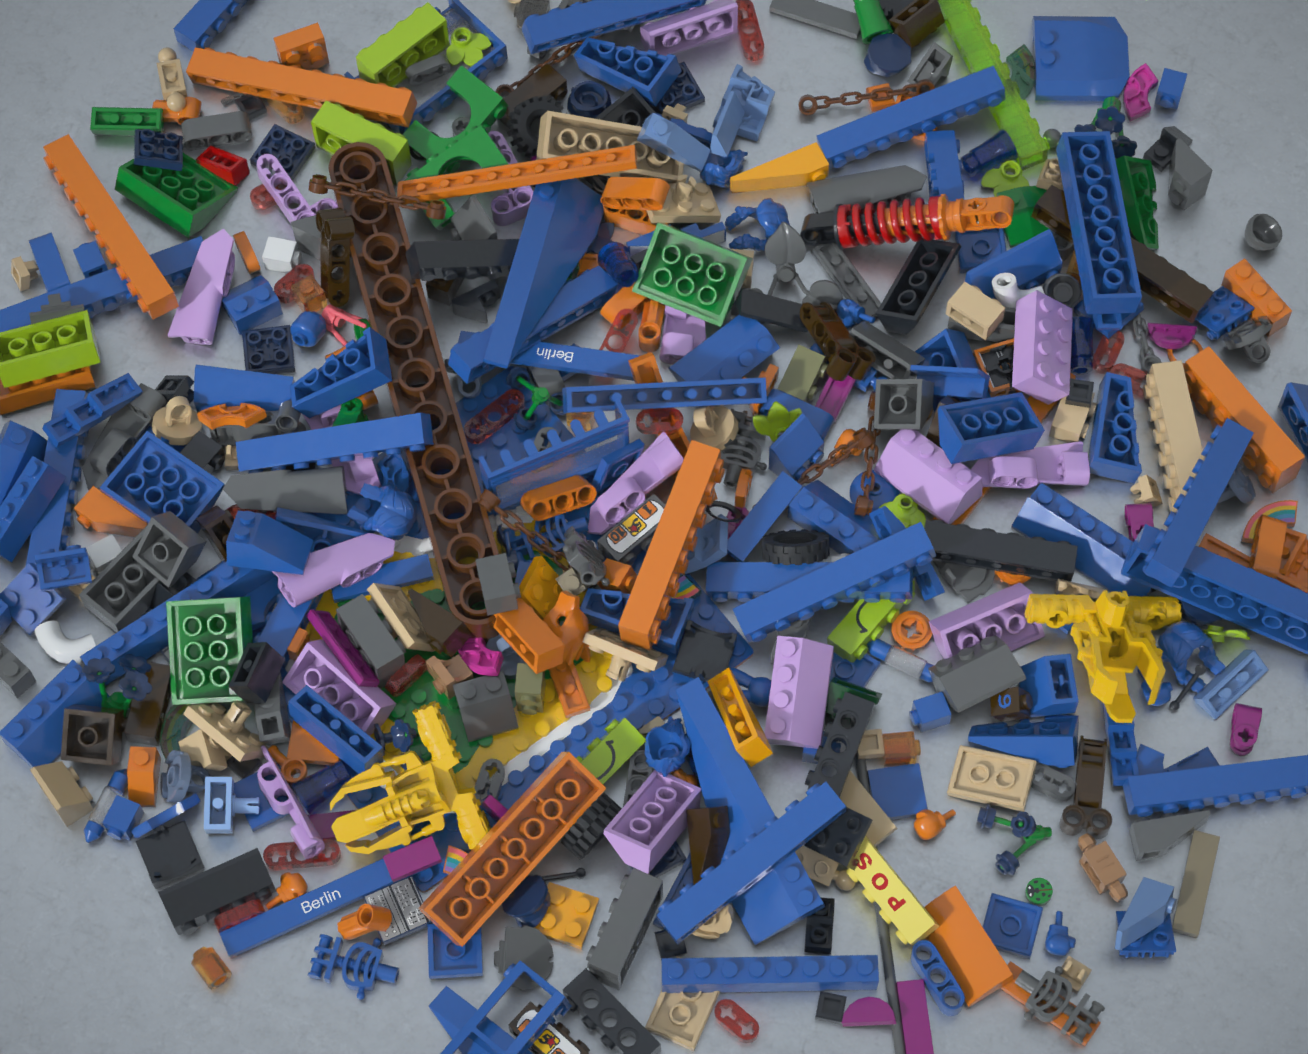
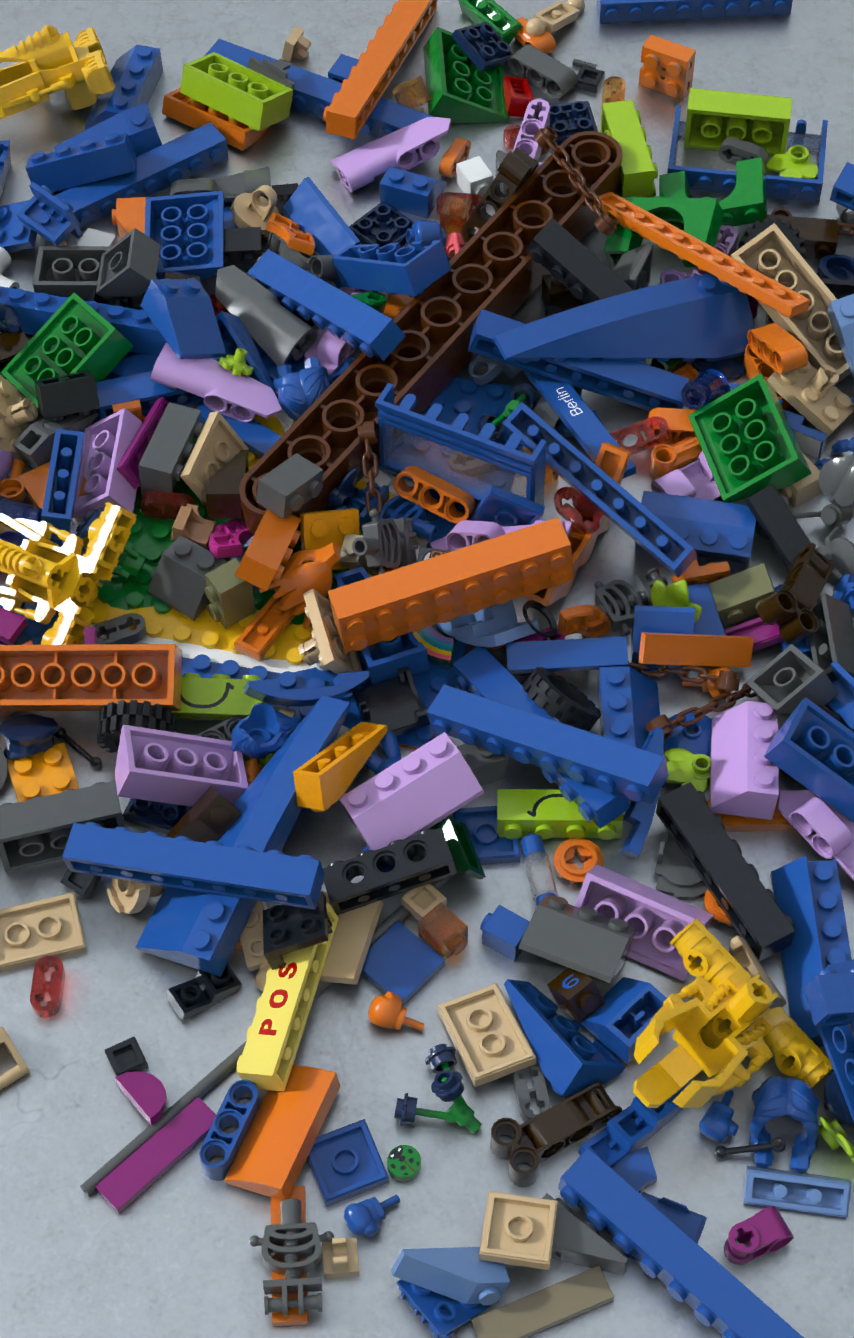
camera: 50 degrees right, 10 degrees down
(49, 262) = (321, 52): blue beam -> none
(91, 411) = (212, 152): blue slope -> none
(159, 233) = (412, 93): none -> clear orange brick
(301, 86) = (631, 81): orange brick -> none
(332, 540) = (236, 363): none -> lime plant
(476, 421) = (464, 398): beam -> none
(671, 673) = (270, 692): none -> blue slope
(714, 426) = (620, 565): tan tile -> none
(770, 974) = (115, 980): blue brick -> none
(826, 438) = (695, 650): none -> orange tile
(1102, 867) = (473, 1201): medium nougat piece -> none
(1147, 856) = (518, 1230): none -> tan tile

